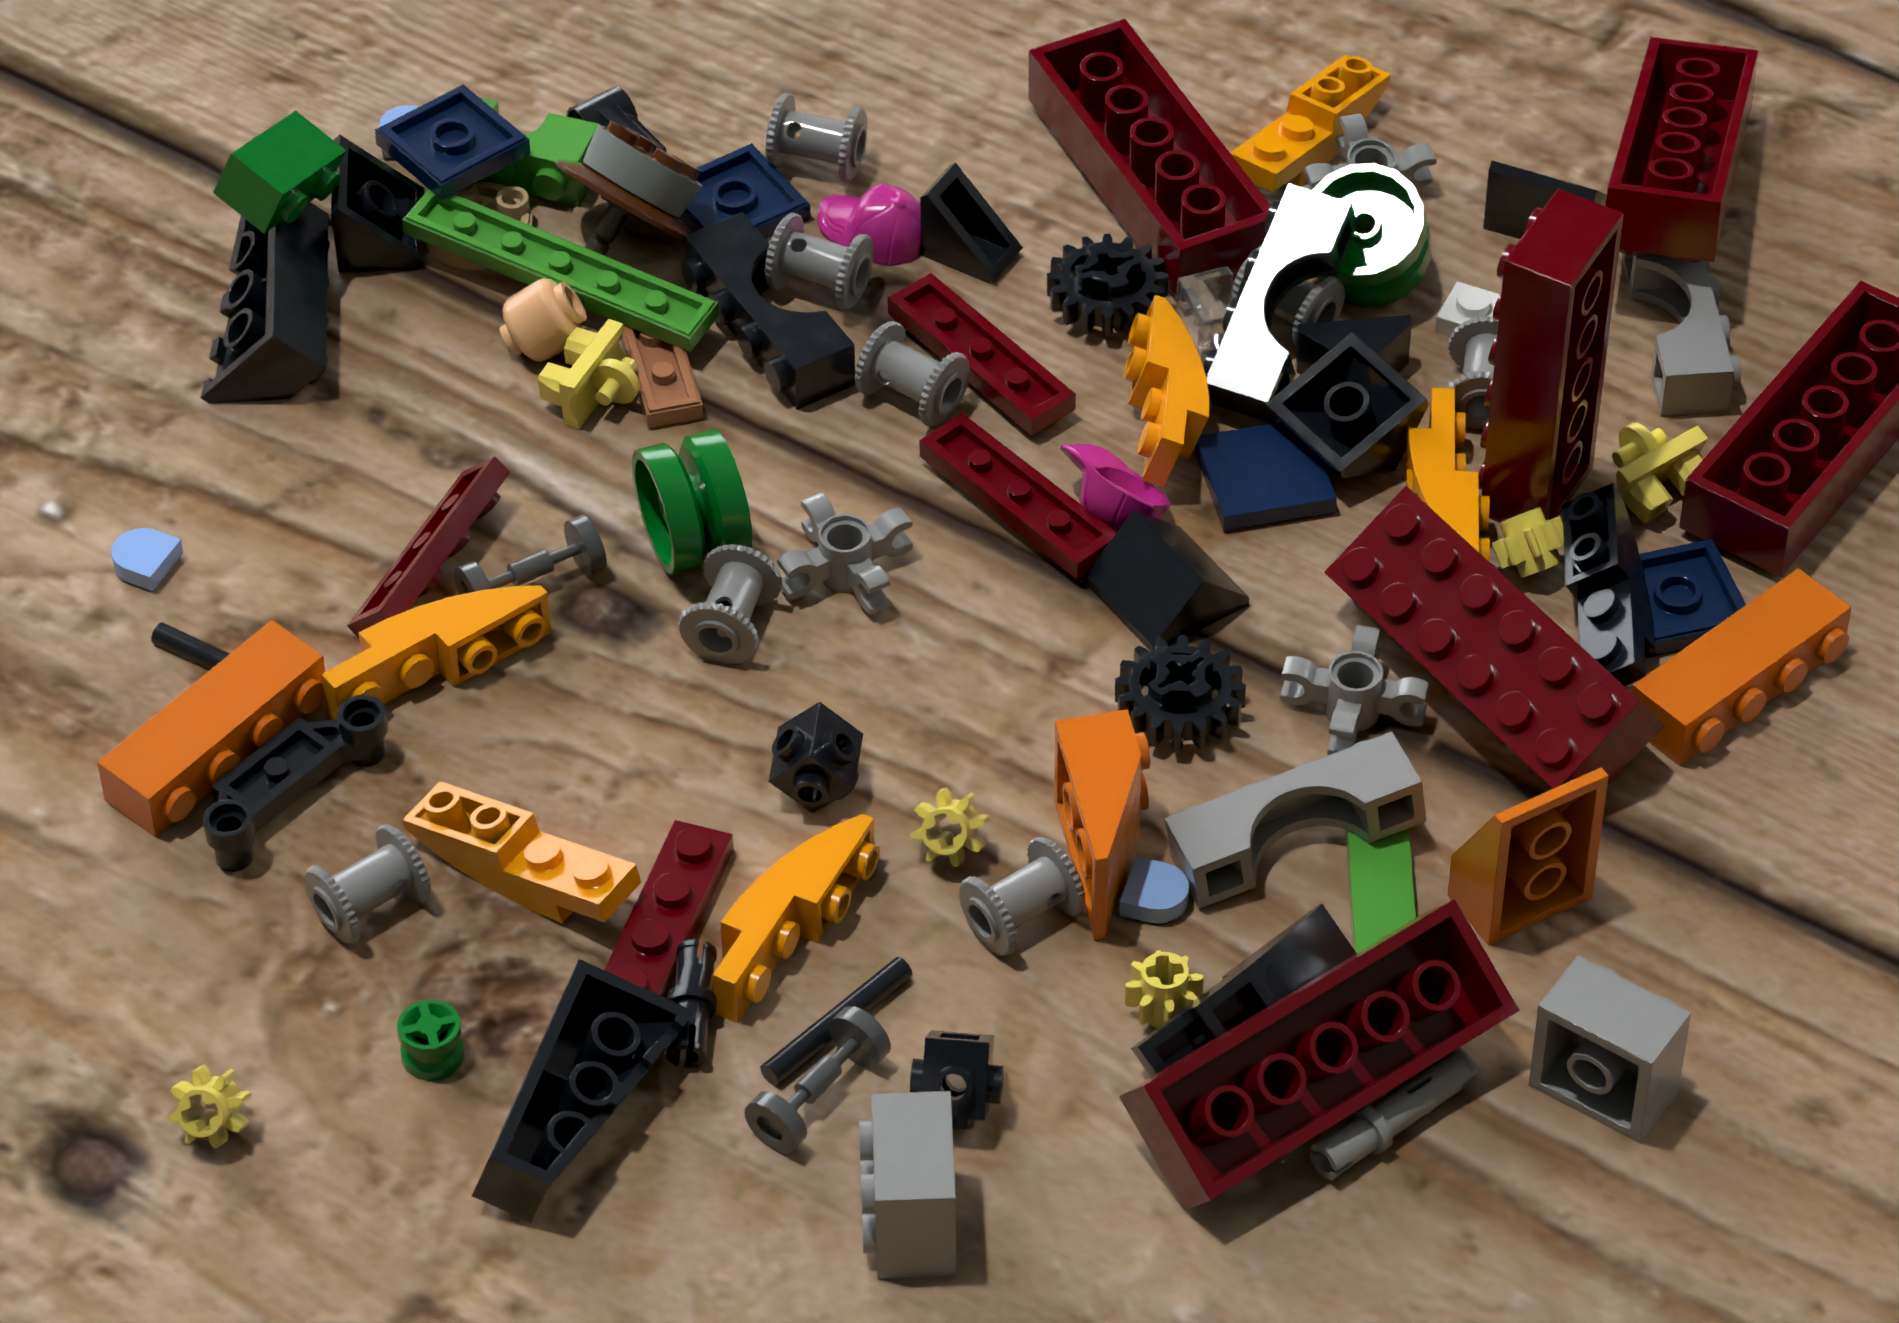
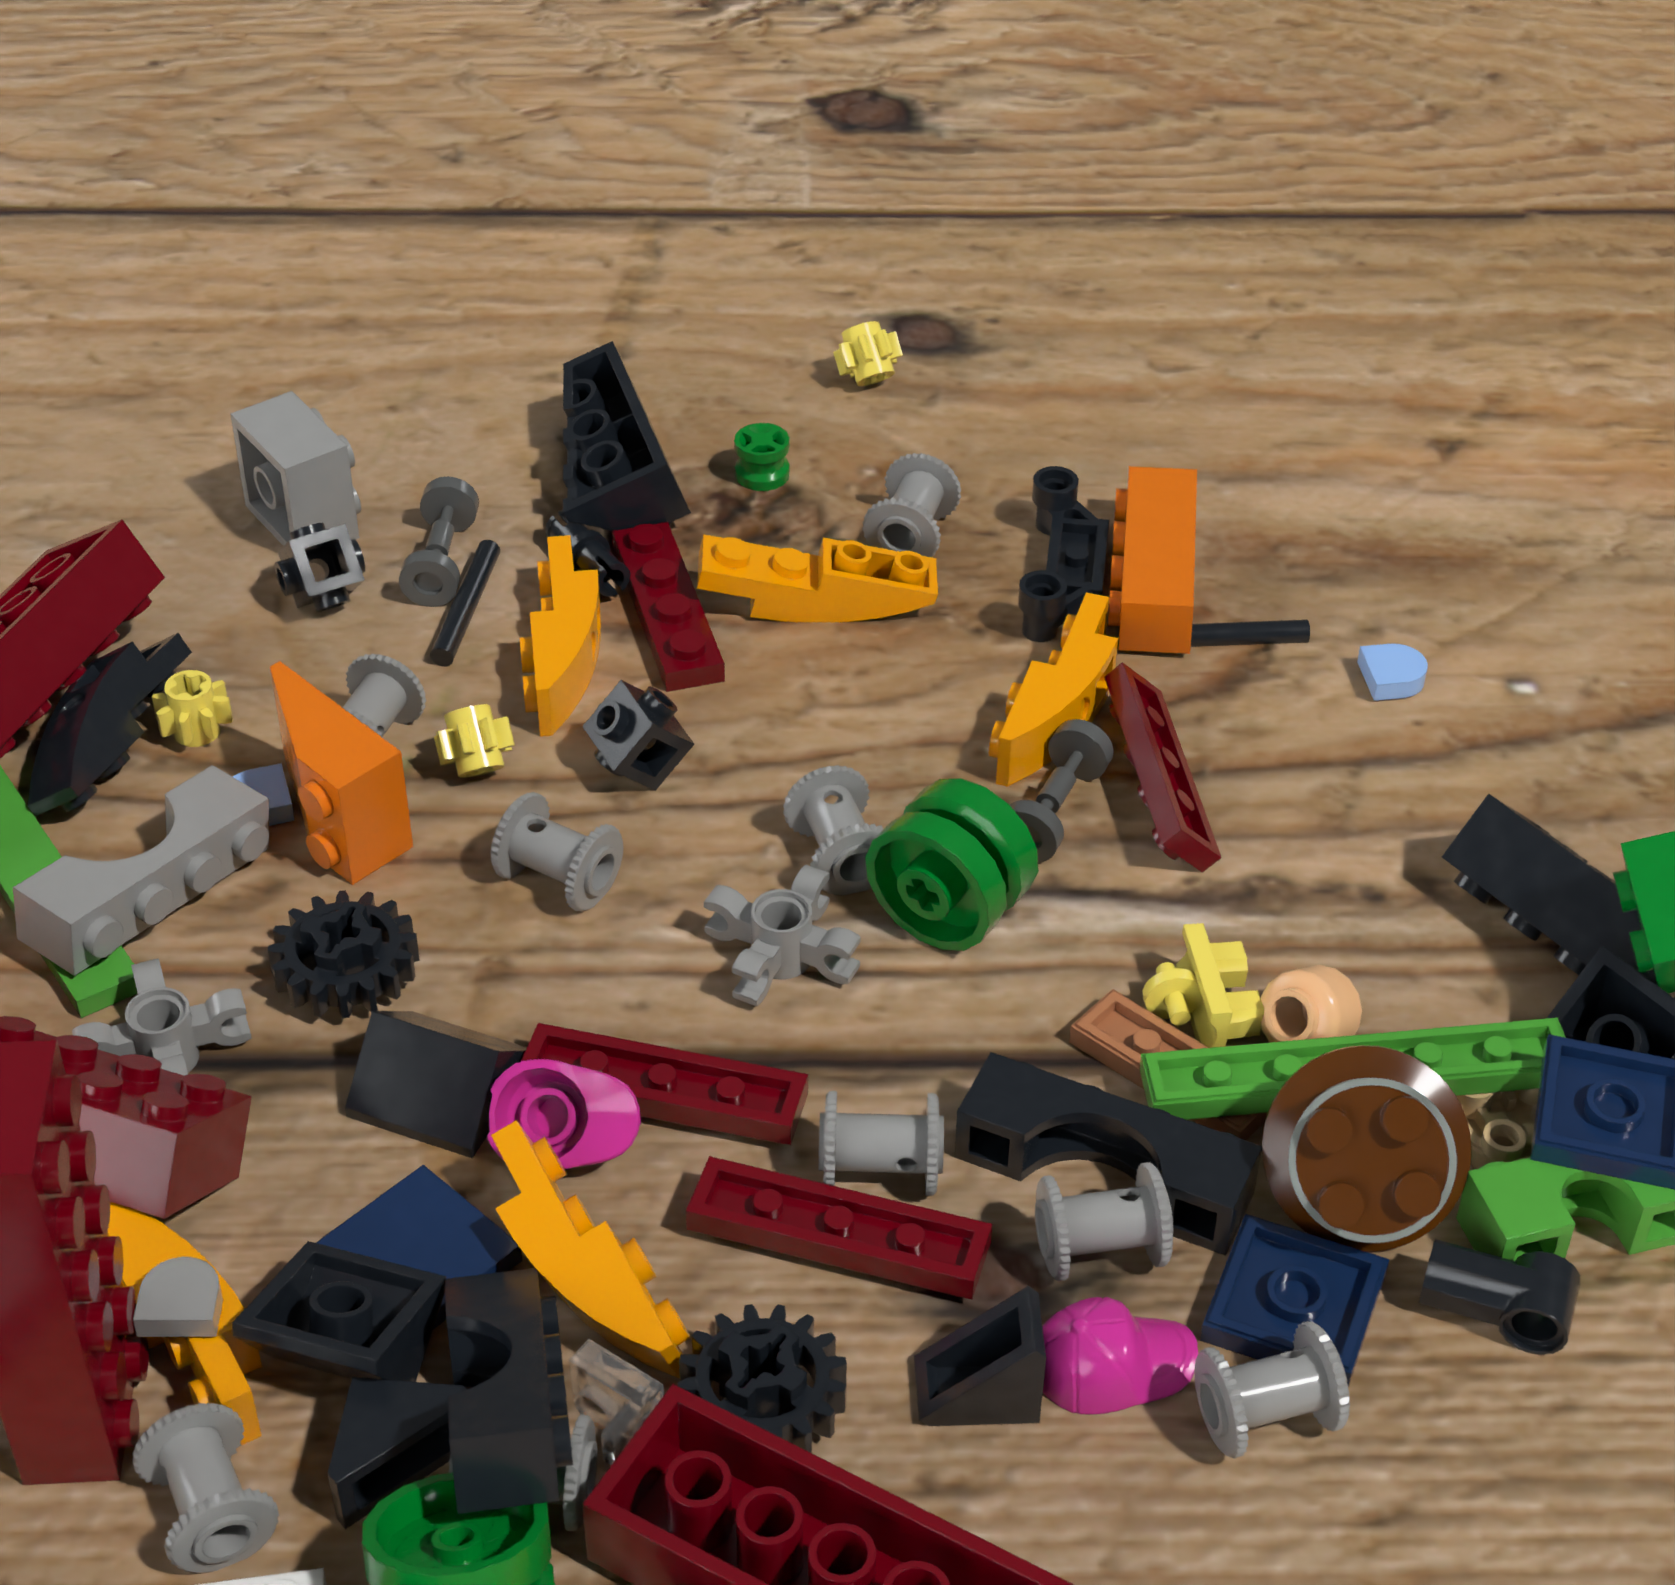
camera: 145 degrees right, 5 degrees down
(947, 669) = (579, 861): none -> light grey hose
(1449, 443) = (179, 1300): none -> light grey tile

